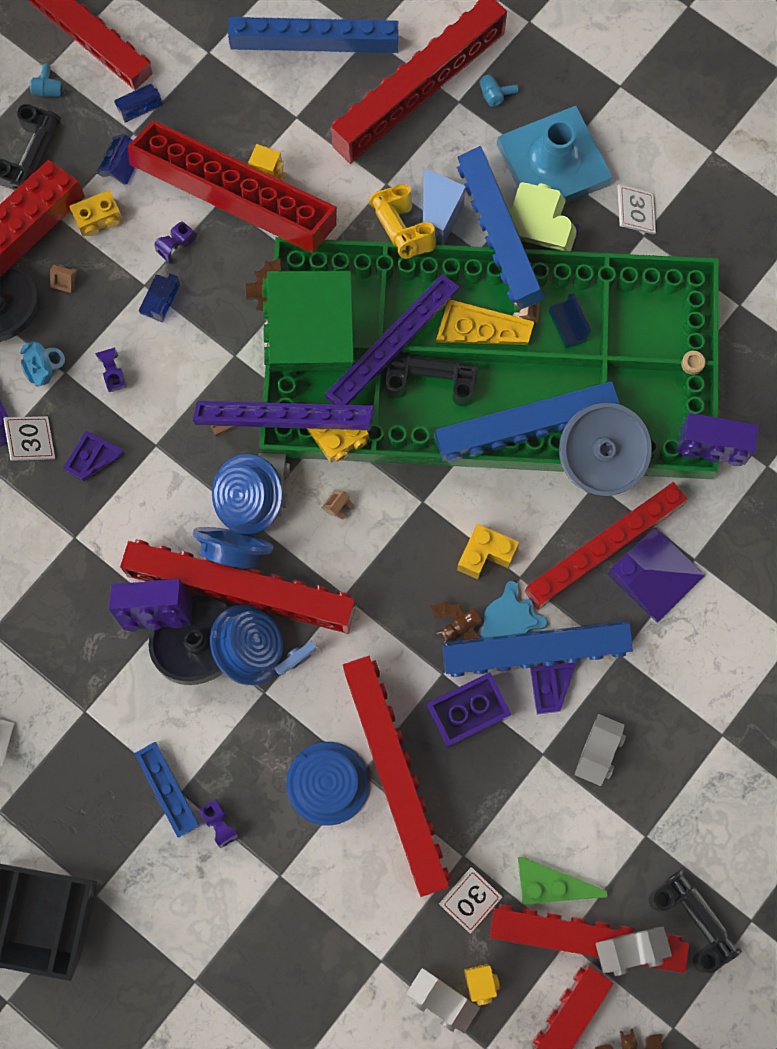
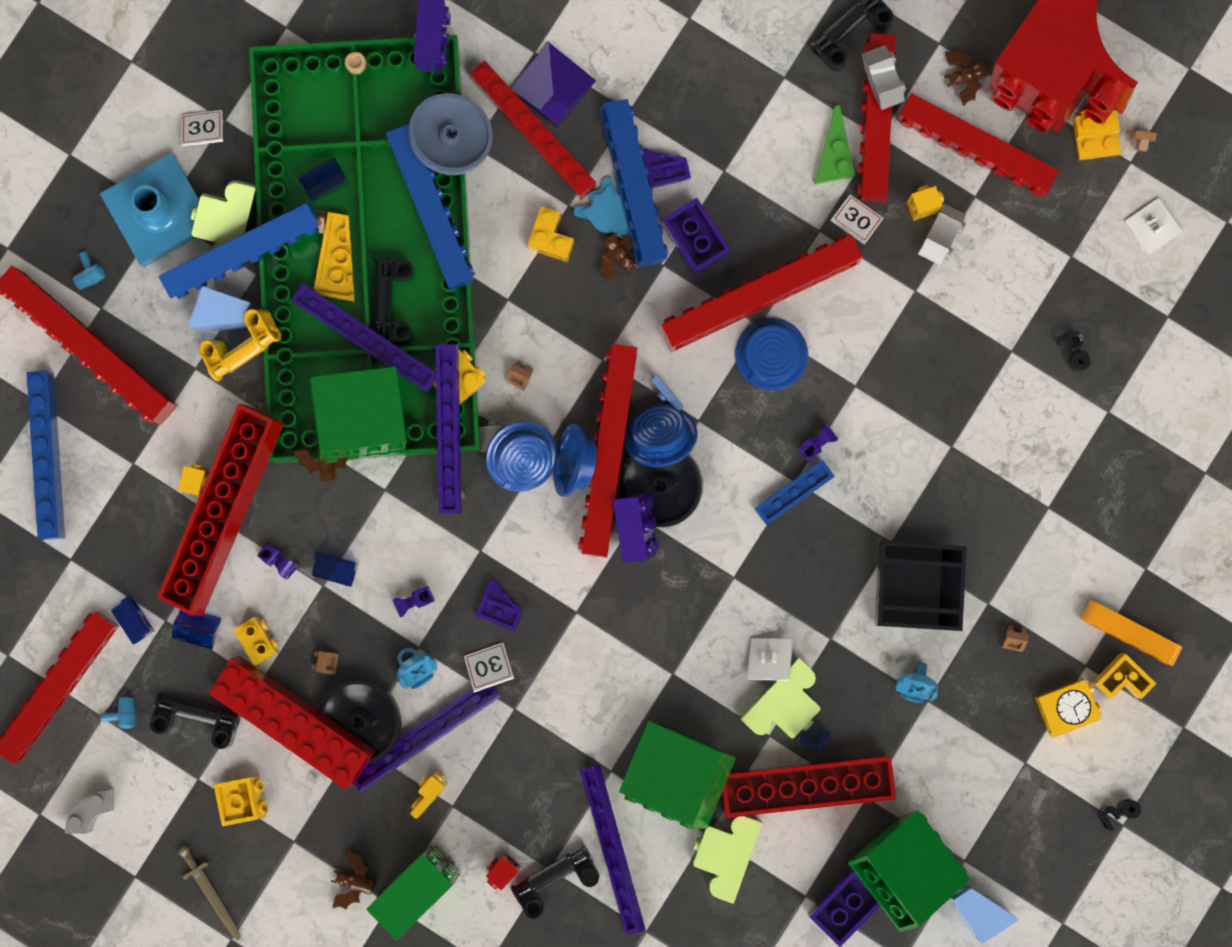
camera: 90 degrees left, 10 degrees up
(600, 749) = (716, 121): light grey brick -> none

